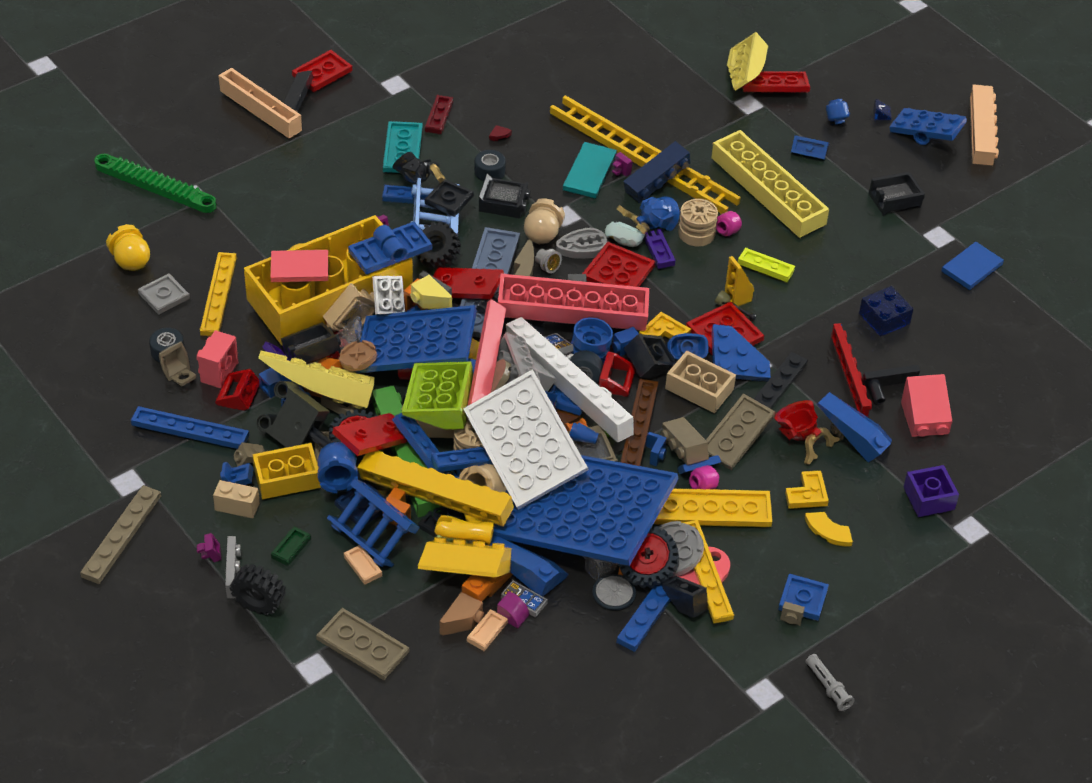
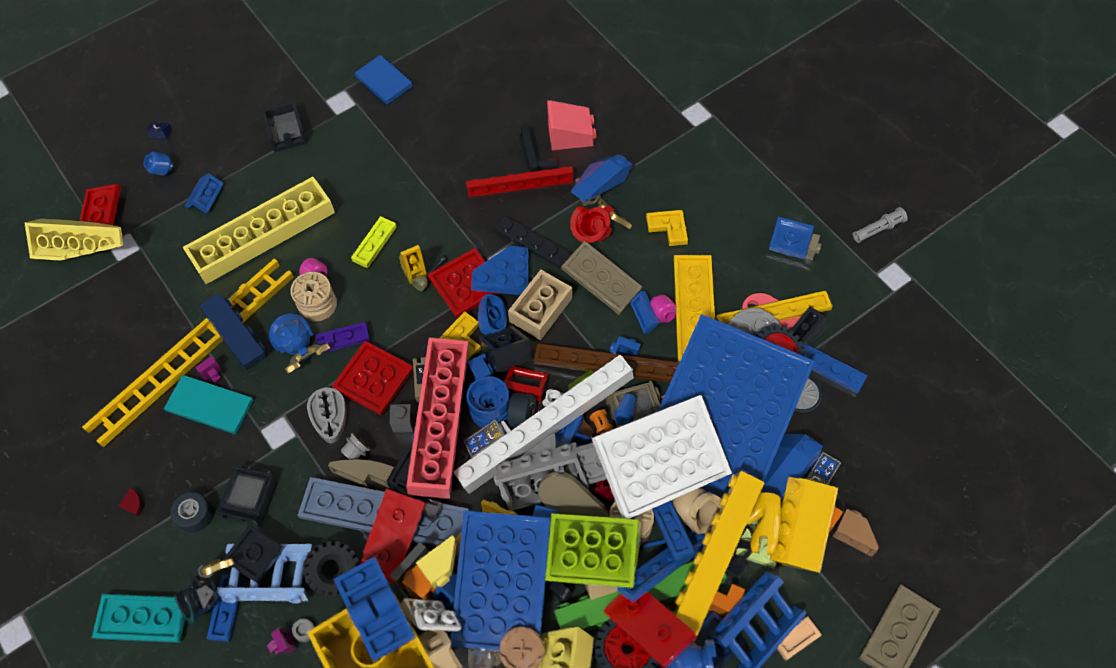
camera: 85 degrees left, 15 degrees up
(439, 114) = (83, 576): dark red tile -> none
(487, 351) = (534, 501): coral tile -> none
(487, 630) = (871, 511): light nougat tile -> none
(513, 609) = (843, 483): magenta brick -> none
(543, 221) = (304, 450): tan tile -> none
(624, 234) = (320, 369): light aqua piece -> none
(685, 441) = (623, 319): dark tan brick -> none
(832, 532) = (709, 216): yellow tile -> none
(886, 311) = (445, 147): clear blue brick -> none
(927, 125) = (192, 91): blue plate -> none
(931, 490) = (668, 132): dark purple brick -> none
(983, 125) = (195, 50): light nougat brick -> none

